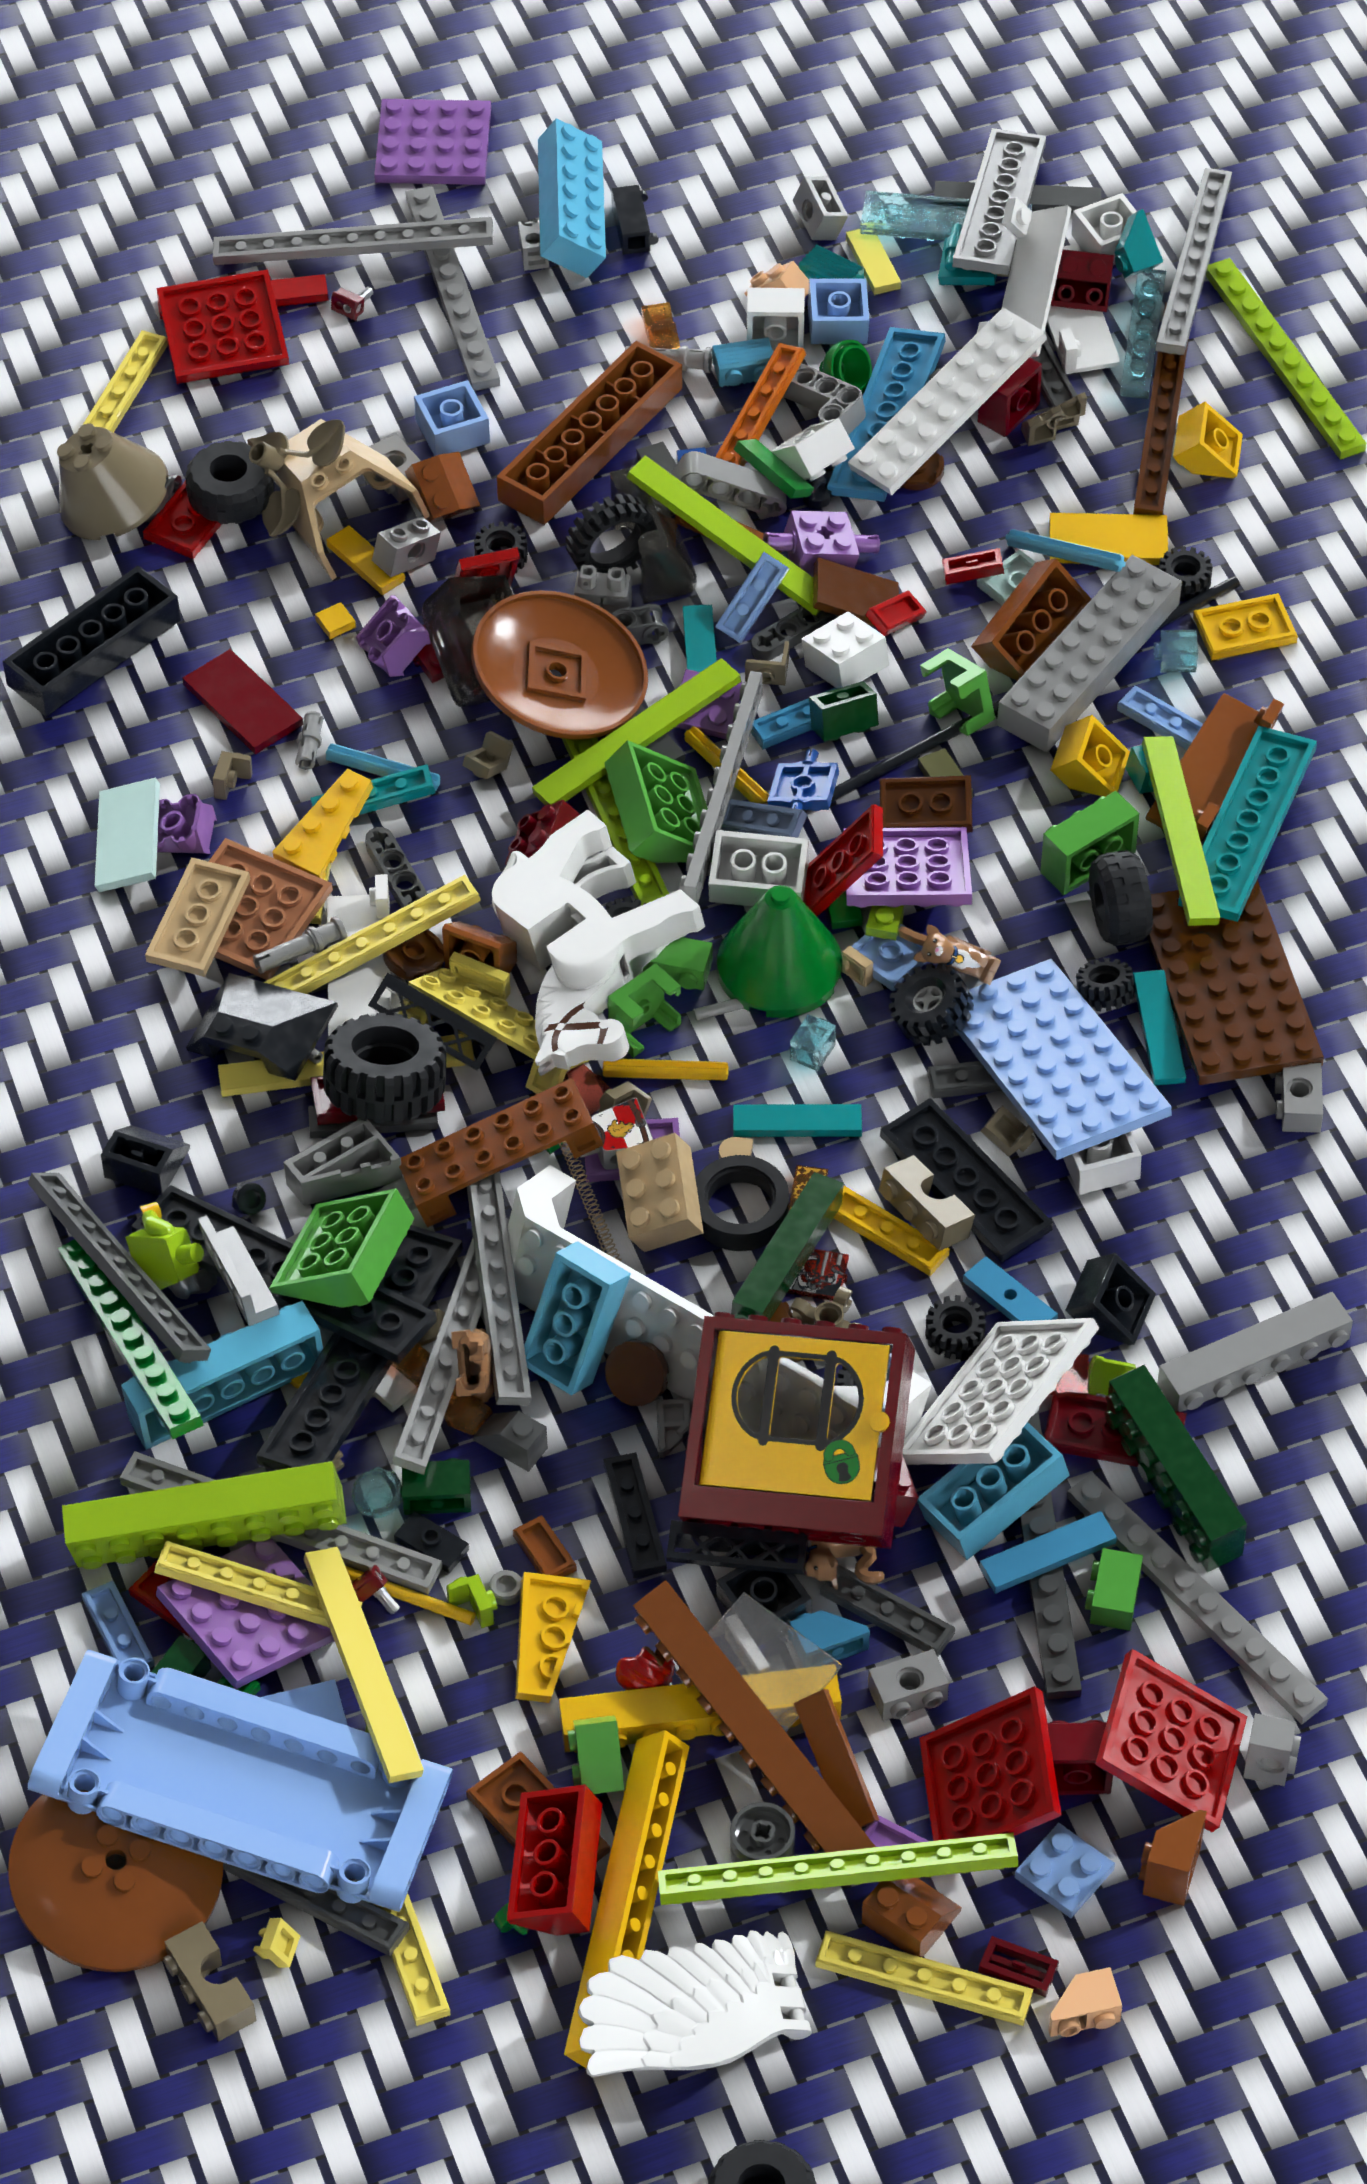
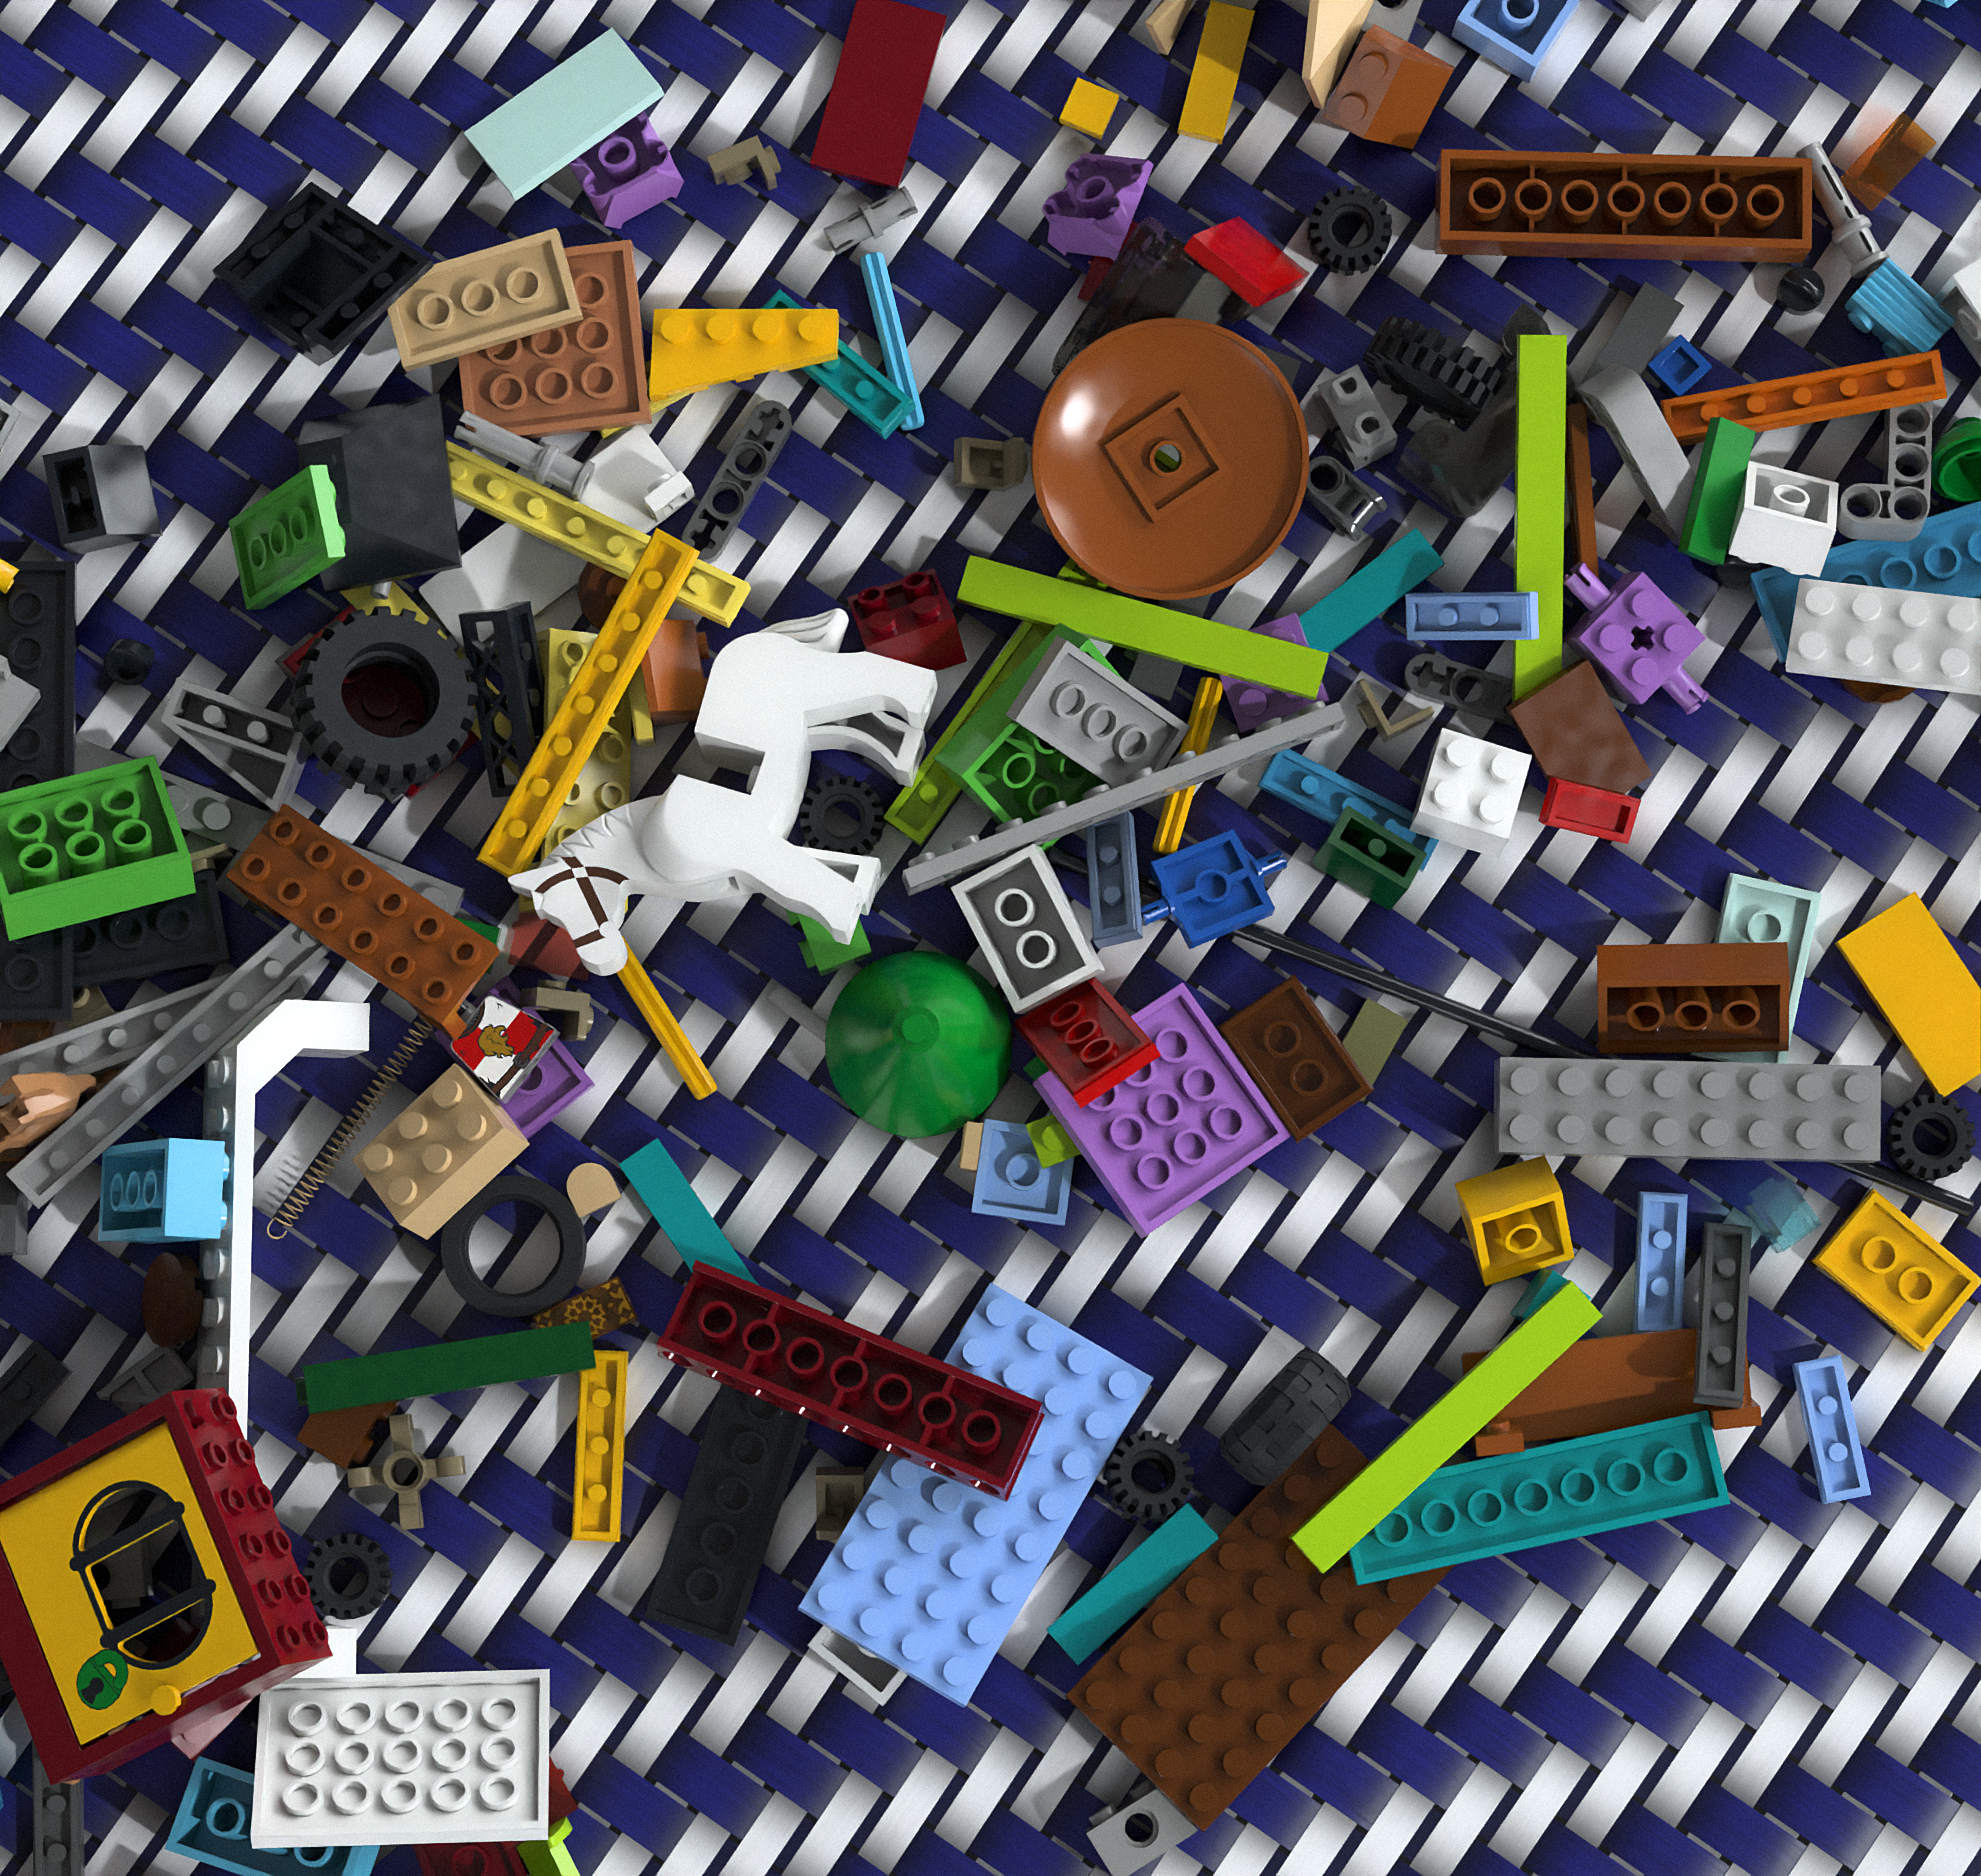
camera: 55 degrees right, 30 degrees up
(119, 981) = (319, 273): none -> black slope
(253, 1061) = (287, 537): none -> bright green plate
(406, 546) = (1256, 114): light grey brick -> none
(470, 977) = (588, 704): none -> yellow tile
(643, 1000) = (711, 926): bright green panel -> none
(668, 766) = (1095, 716): none -> light grey plate
(697, 395) = (1800, 291): none -> black tile
(813, 1042) = (817, 1171): clear light blue brick -> none
(821, 1275) = (485, 1415): piece -> none
(931, 1004) = (948, 1266): black wheel -> none
(938, 1220) = (635, 1511): dark tan arch -> none
(943, 1070) = (852, 1380): none -> dark red tile
(952, 952) = (1054, 1266): medium nougat animal -> none
(955, 1311) = (475, 1625): black tyre -> none
(965, 689) = (1504, 983): bright green panel -> none
(973, 566) = (1734, 864): red tile -> none
(1006, 1293) = (587, 1693): dark azure tile -> none
(1065, 550) = (1839, 967): medium azure axle -> none
(1076, 842) = (1359, 1313): bright green brick -> none
(1112, 1297) = (666, 1789): black slope -> none
(1212, 696) = (1722, 1315): none -> dark grey tile
(1309, 696) = (1831, 1429): none -> light blue tile

